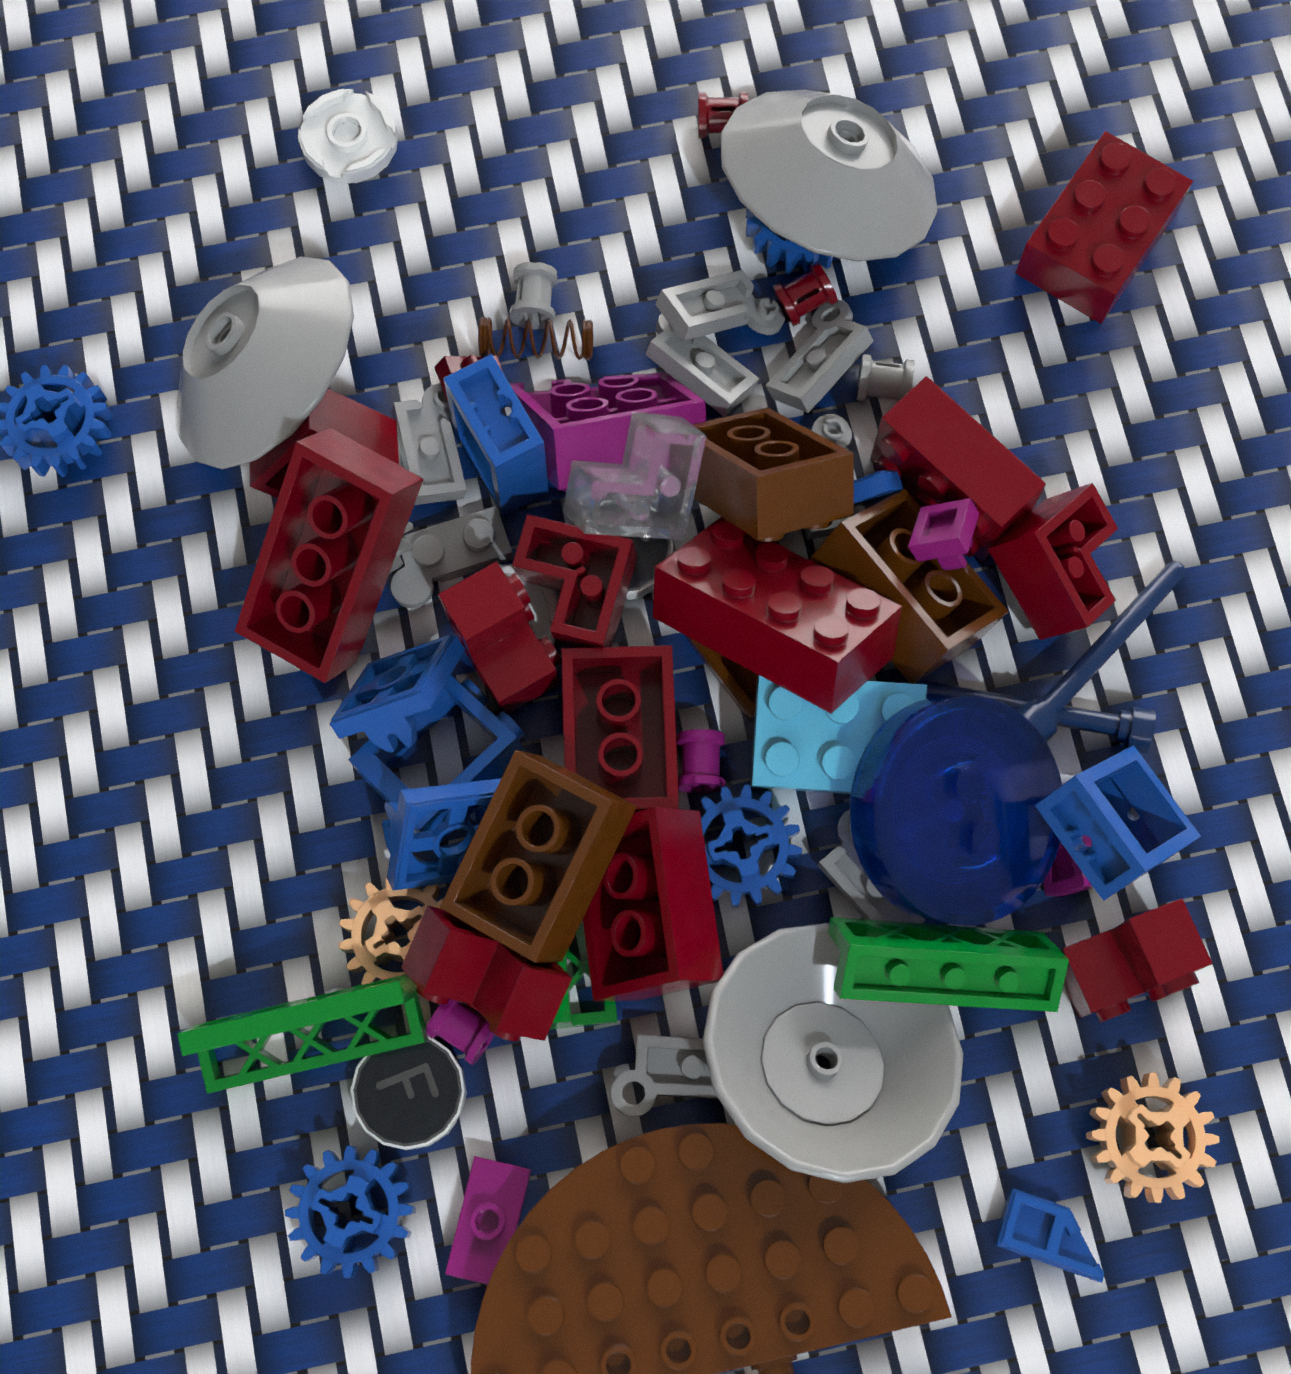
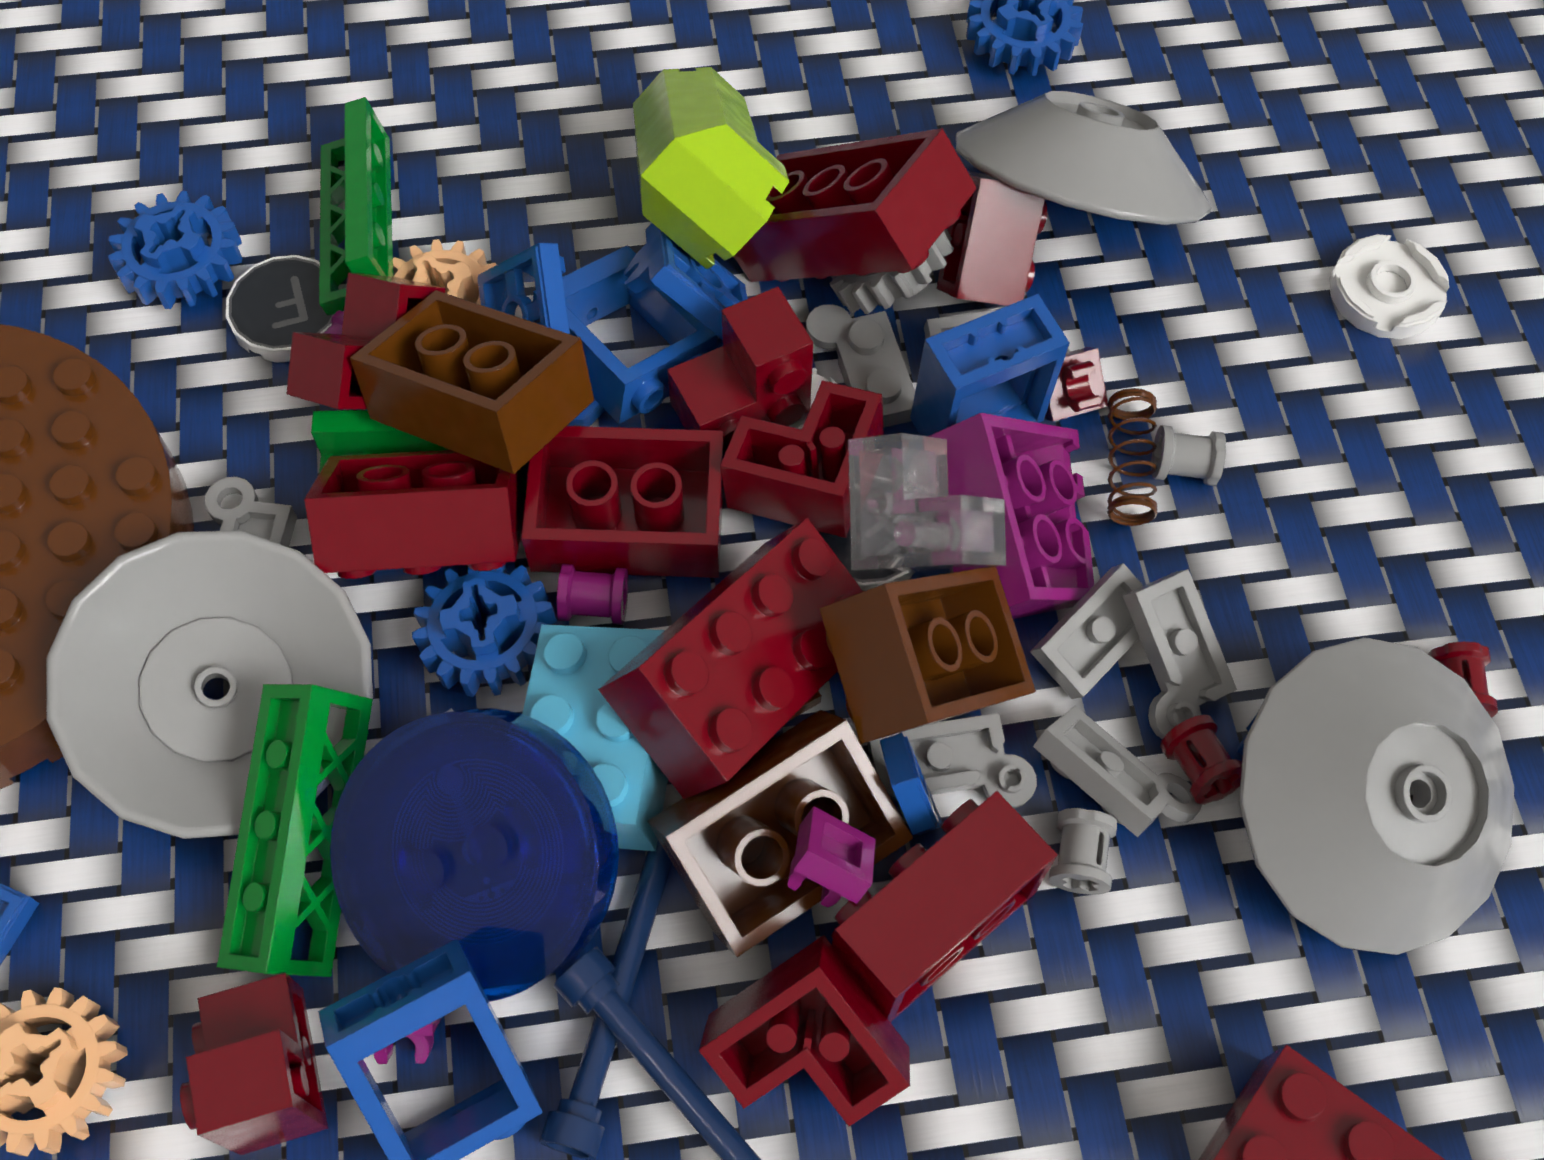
camera: 90 degrees right, 10 degrees down
(275, 683) = (702, 164): none -> lime brick
(487, 1218) = (152, 372): magenta plate -> none

